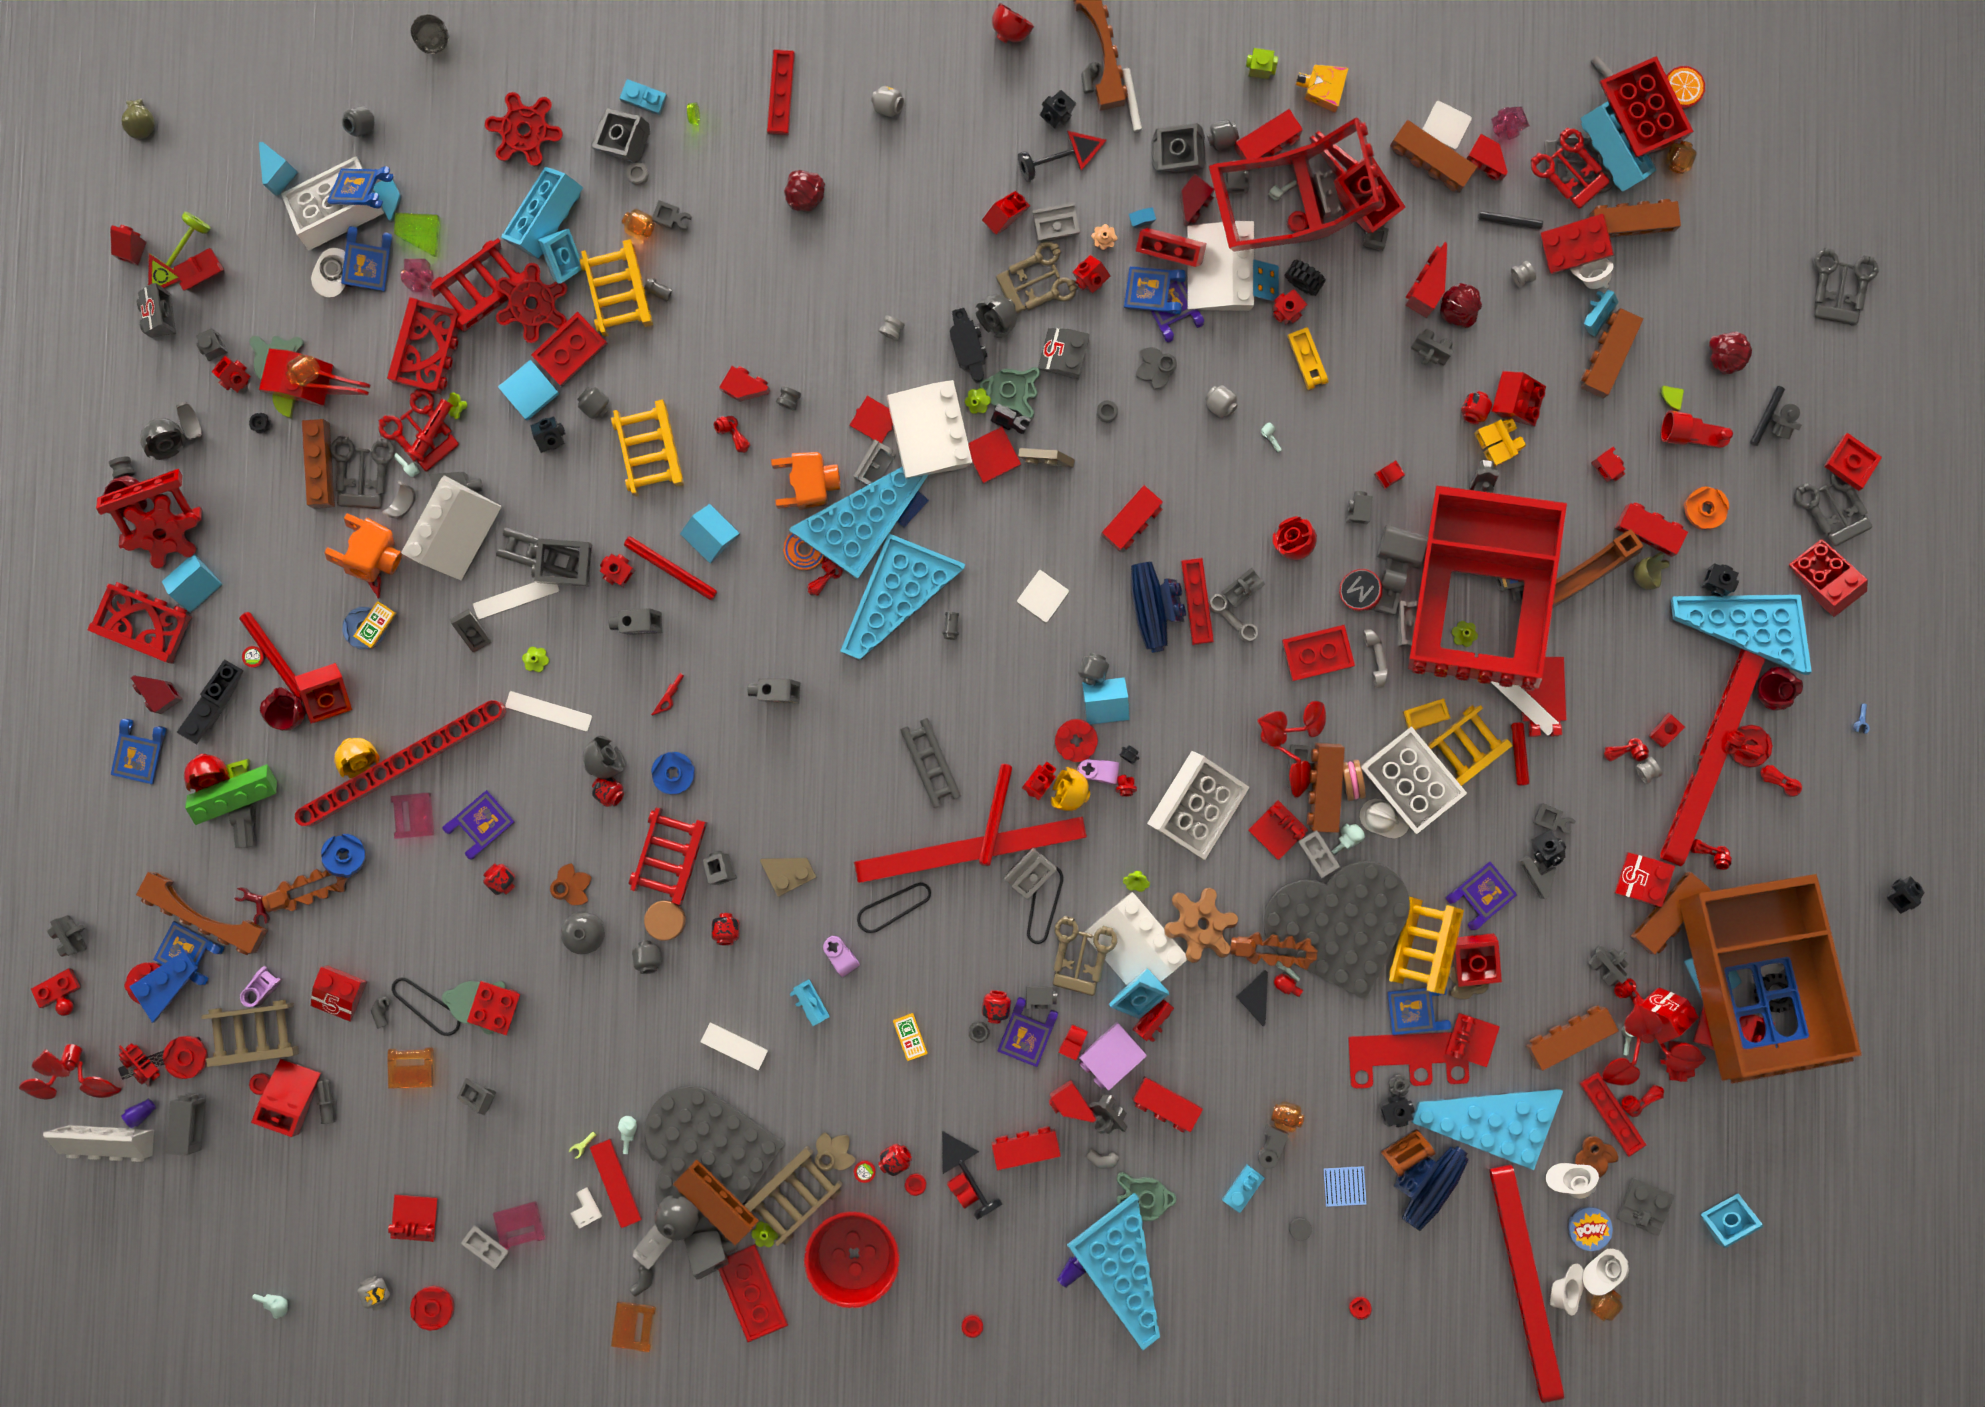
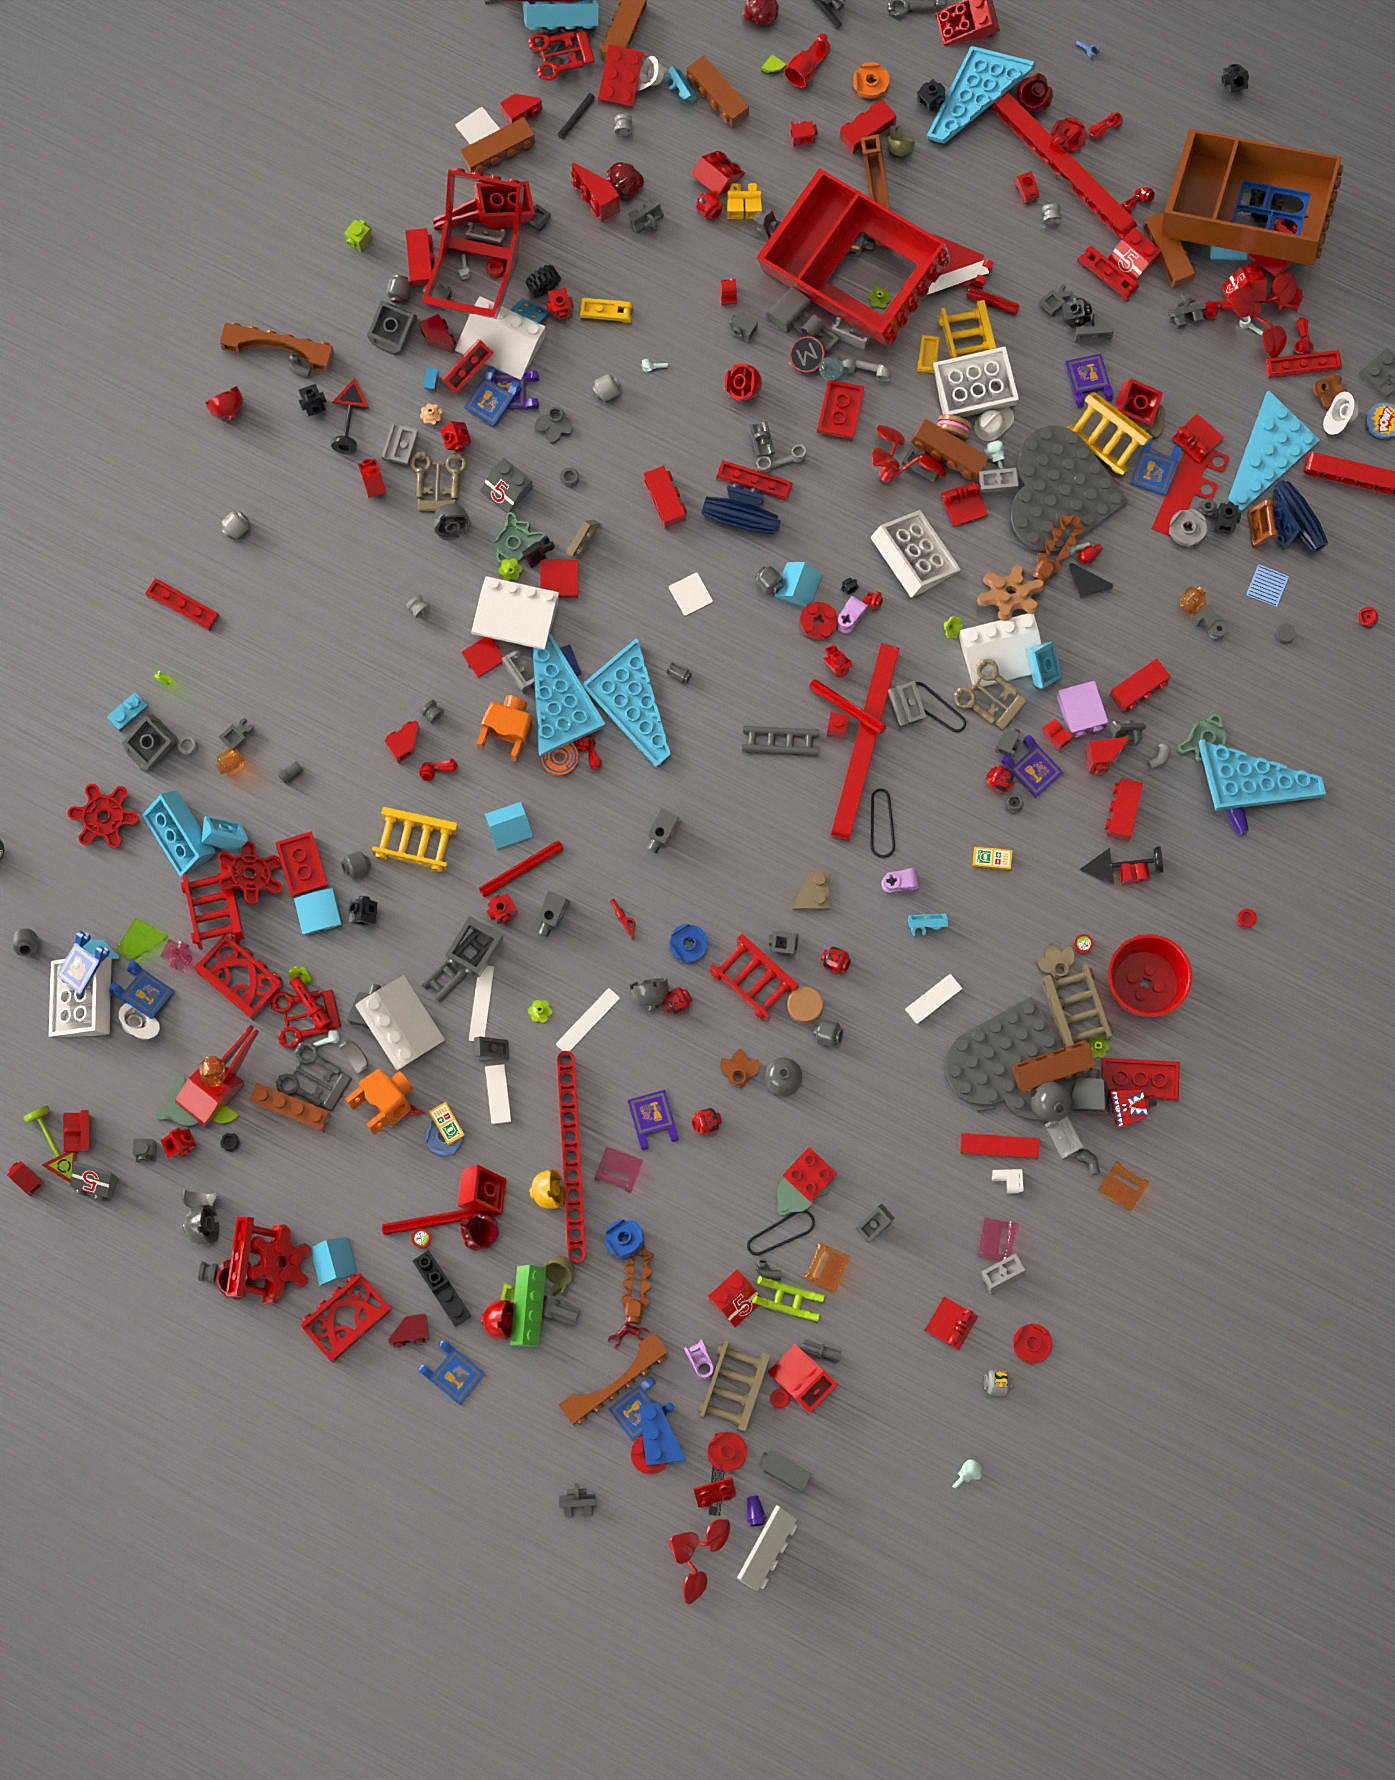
camera: 65 degrees left, 10 degrees down
(55, 990) = (617, 1534): red plate -> none
(275, 170) = (27, 1024): medium azure slope -> none
(281, 809) = (561, 1273): none -> olive piece
(354, 1057) = (799, 1295): none -> lime piece
(431, 659) = (498, 1094): none -> white tile
(582, 1145) = (955, 1156): yellowish green hand -> none
(627, 1127) = (960, 1113): light aqua piece -> none
(636, 294) = (268, 784): yellow fence -> none
(715, 1297) = (1130, 1105): none -> torso
(804, 190) = (272, 621): dark red hair -> none
(895, 1159) = (1085, 914): red head -> none
(915, 1184) = (1112, 909): red tile -> none
(967, 345) = (462, 555): black hinge -> none
(972, 813) = (837, 725): none -> red brick
(1071, 790) = (855, 642): yellow cylinder -> none
(1132, 100) = (336, 345): white bar -> none
(1152, 1020) = (1068, 665): red plate -> none
(1243, 1188) = (1233, 661): medium azure plate -> none
(1324, 85) = (400, 198): yellow torso -> none
(1357, 622) = (825, 368): none -> clear light blue head
(1376, 1069) = (1187, 517): none -> light grey plate
(1509, 122) = (501, 79): clear pink brick -> none
(1571, 1038) = (1231, 364): dark orange brick -> none
(1612, 860) = (1108, 272): none -> red plate
(1638, 752) = (1034, 215): red piece -> none

